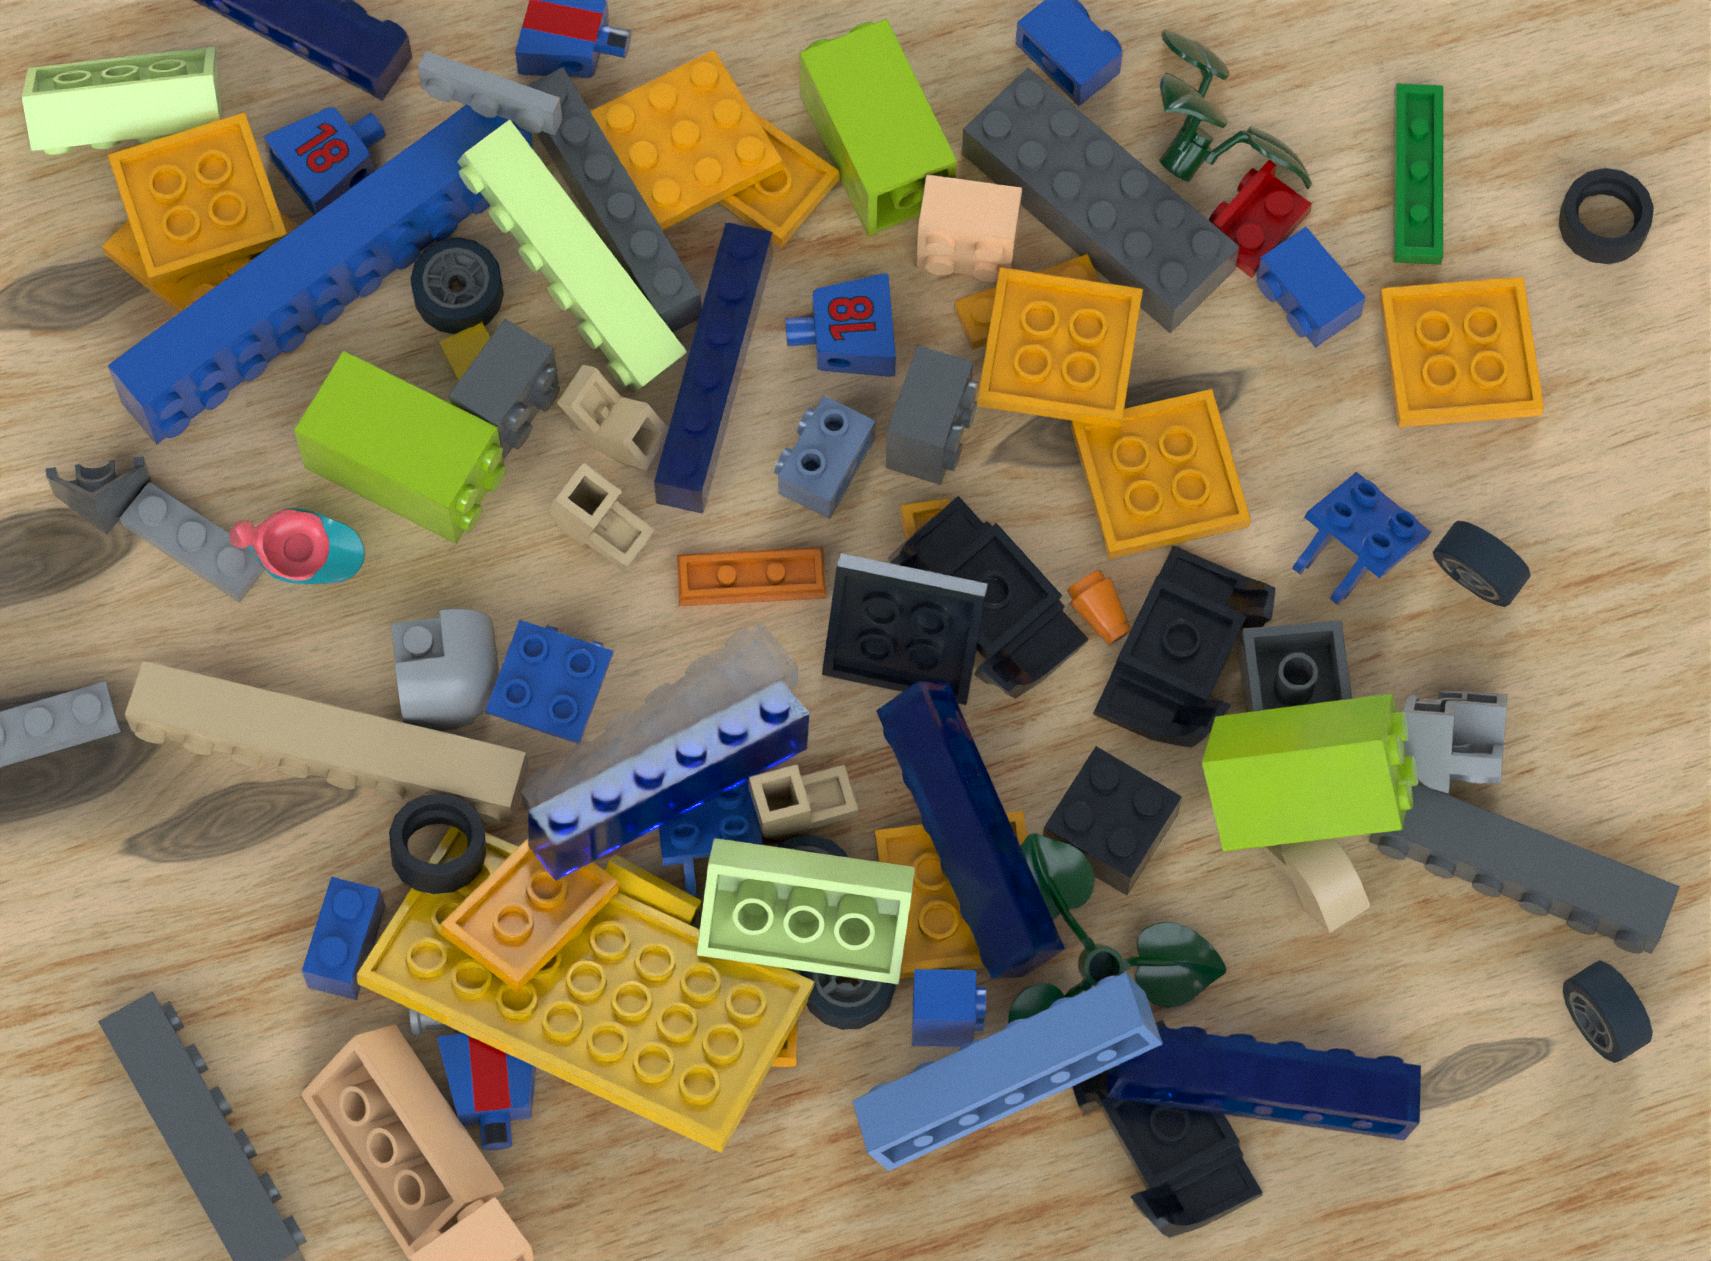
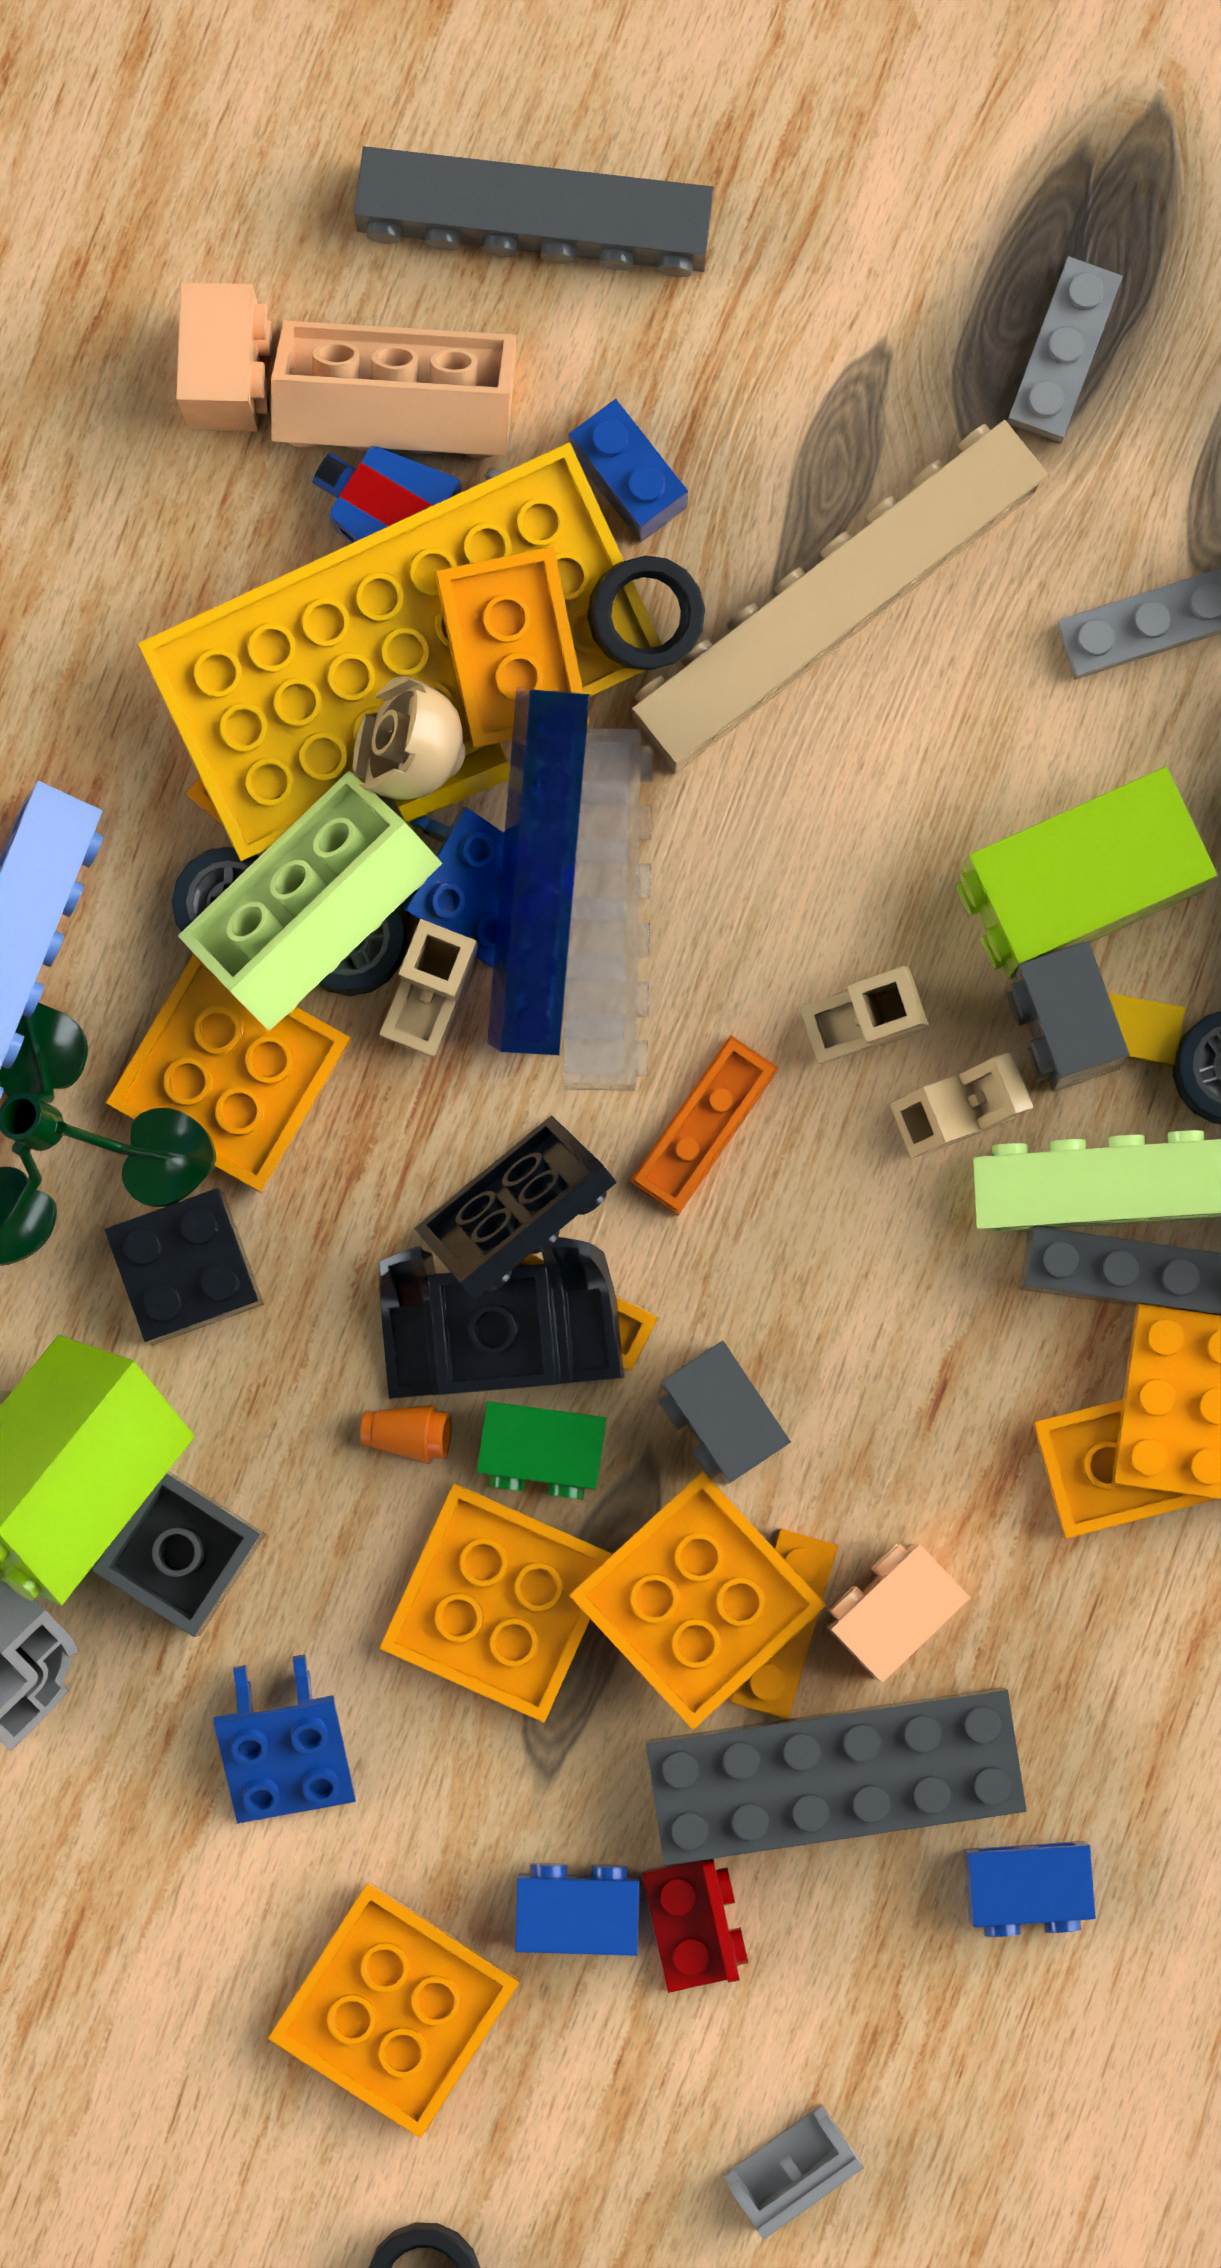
camera: 130 degrees right, 15 degrees up
(302, 546) = (1055, 706): coral hair -> none
(445, 668) = (825, 755): light grey brick -> none
(549, 681) = (730, 839): blue plate -> none
(650, 921) = (410, 742): none -> tan cylinder
(714, 368) = (946, 1250): clear blue brick -> none
(825, 456) = (756, 1286): sand blue brick -> none
(849, 327) = (888, 1416): blue torso -> none
(874, 123) = (1083, 1608): lime brick -> none
(946, 1007) = (118, 961): blue brick -> none
(970, 830) = (266, 1112): clear blue brick -> none
(1042, 517) = (541, 1447): none -> green brick
(1180, 649) = (306, 1482): black piece -> none
(1192, 143) = (826, 1917): dark green plant -> none
(1354, 57) = (793, 2171): none -> light grey hinge
(1418, 174) = (617, 2130): green plate -> none
(1481, 563) = (152, 1832): black wheel -> none

